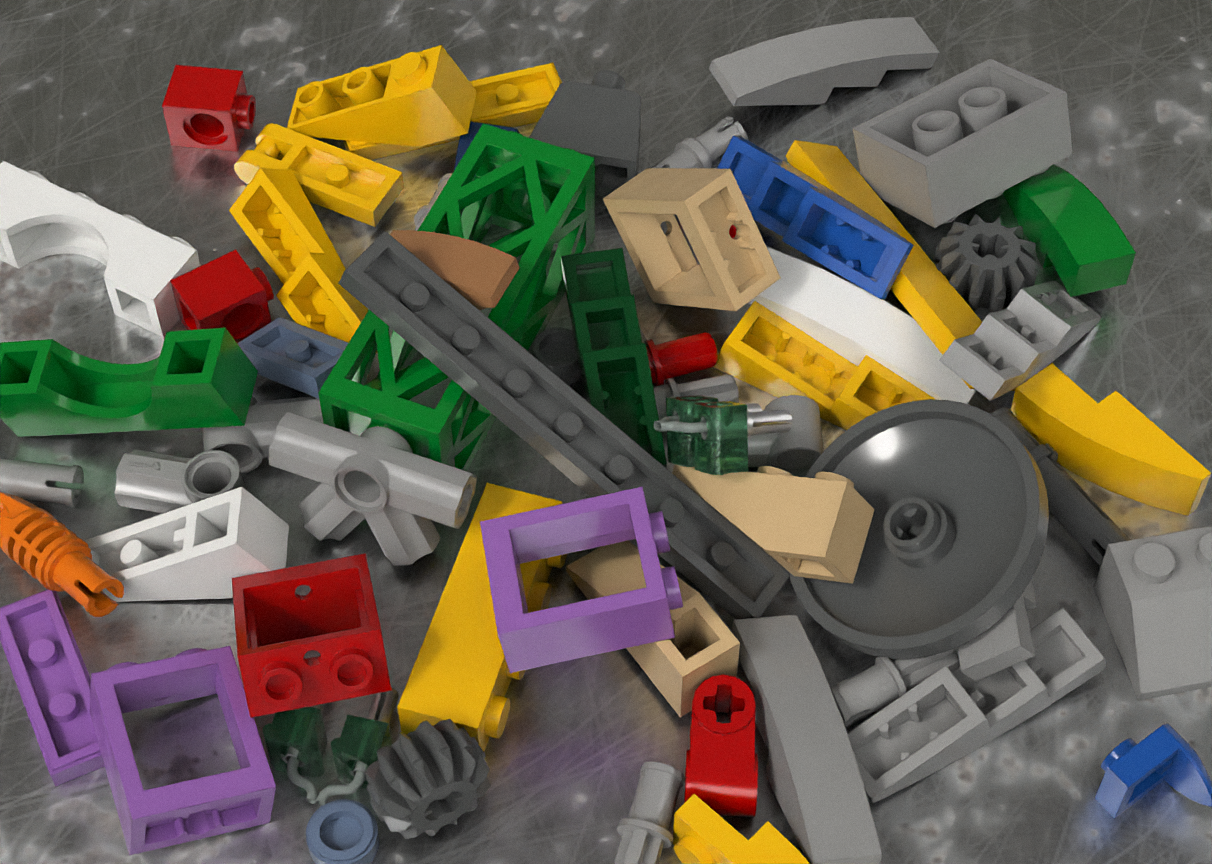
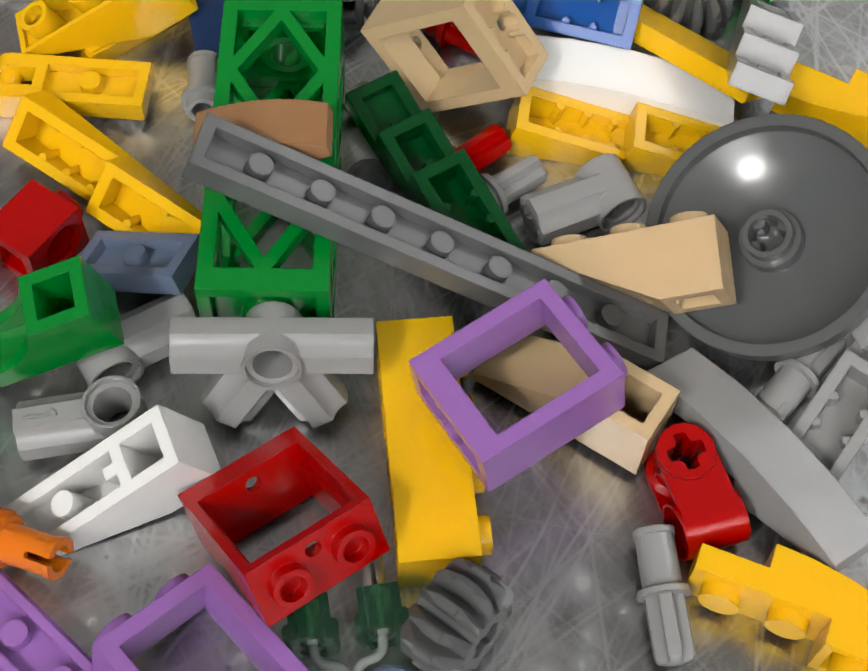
camera: 25 degrees left, 5 degrees up
(715, 433) = (565, 209): clear green piece -> none

